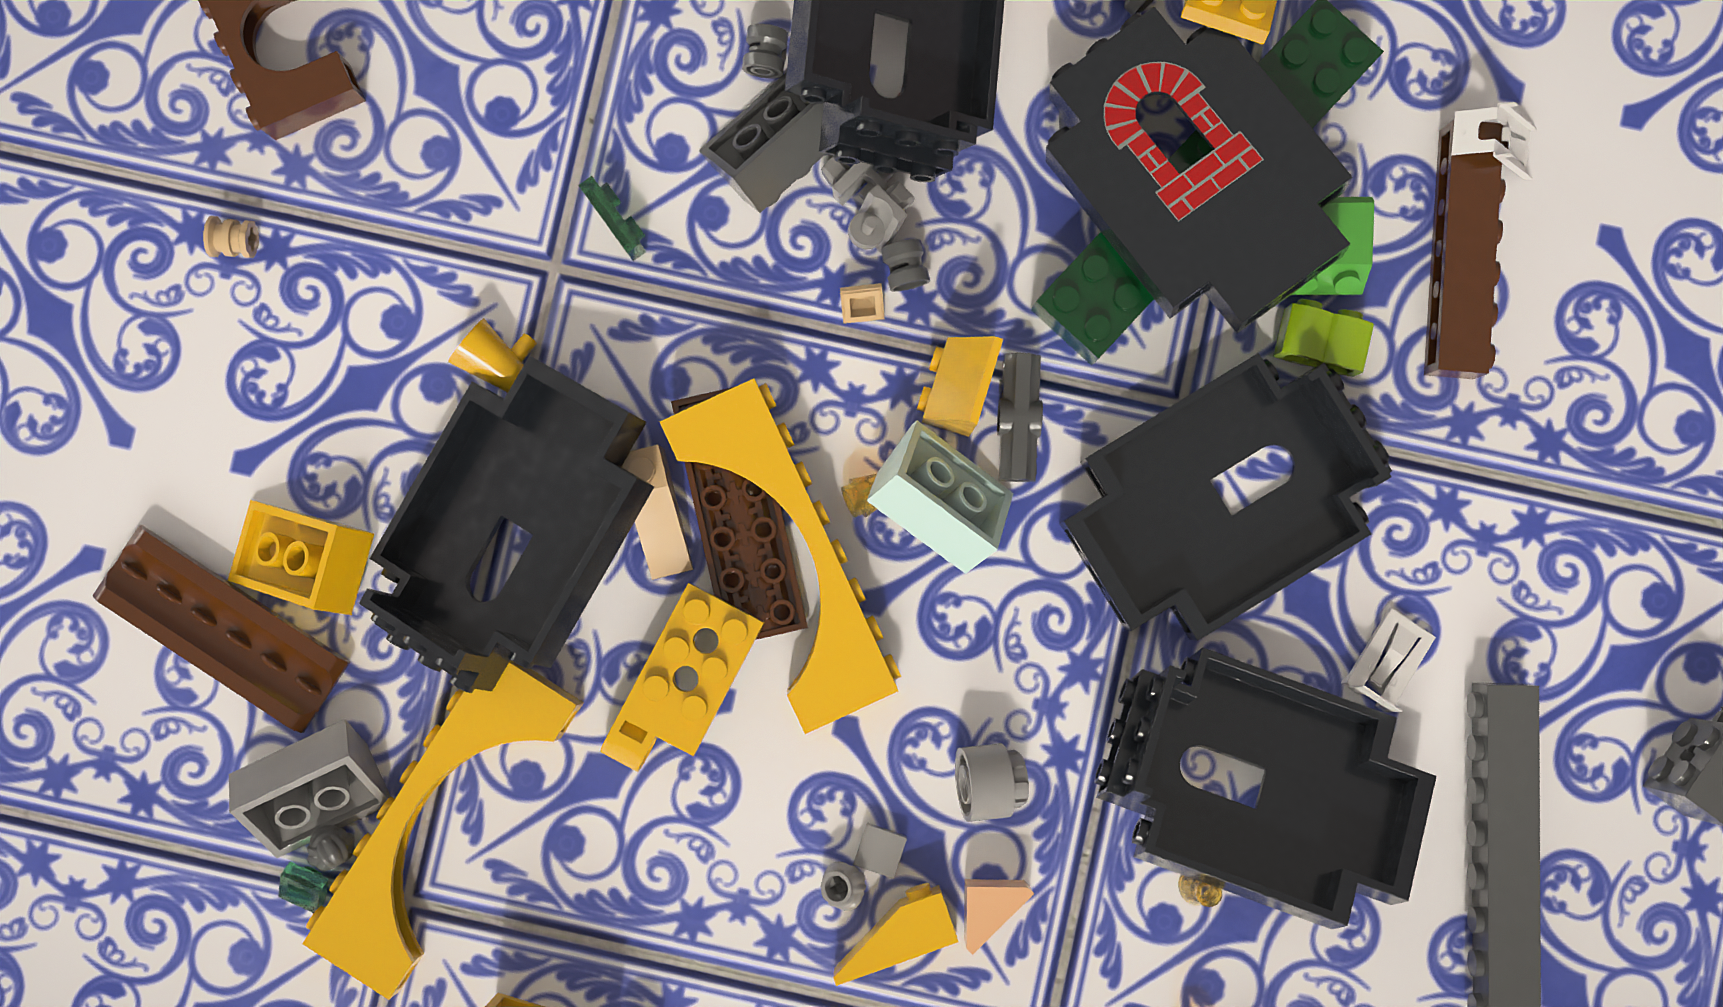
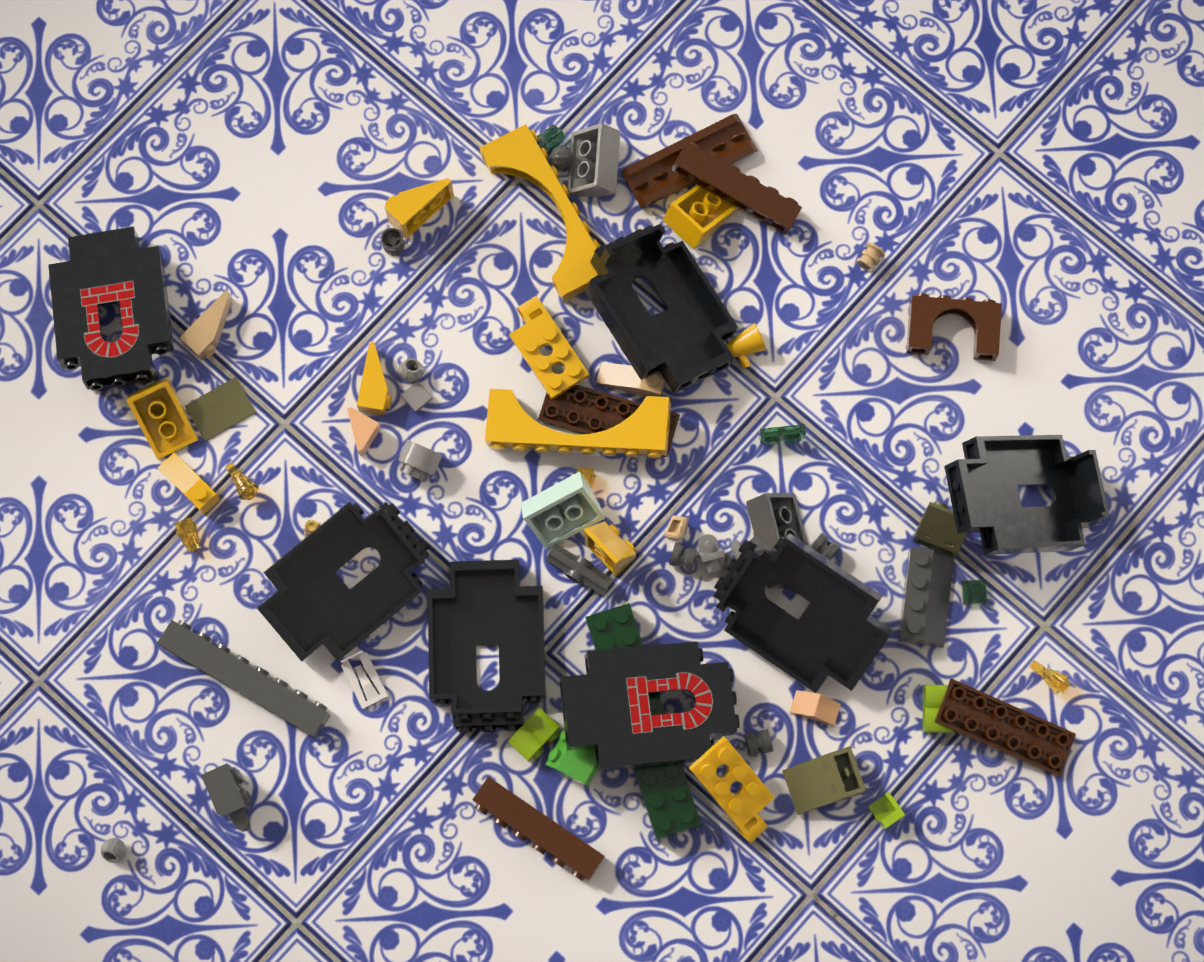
camera: 120 degrees right, 10 degrees down
(225, 520) = (736, 188): none -> reddish brown brick
(1467, 141) = (574, 885): white piece -> none

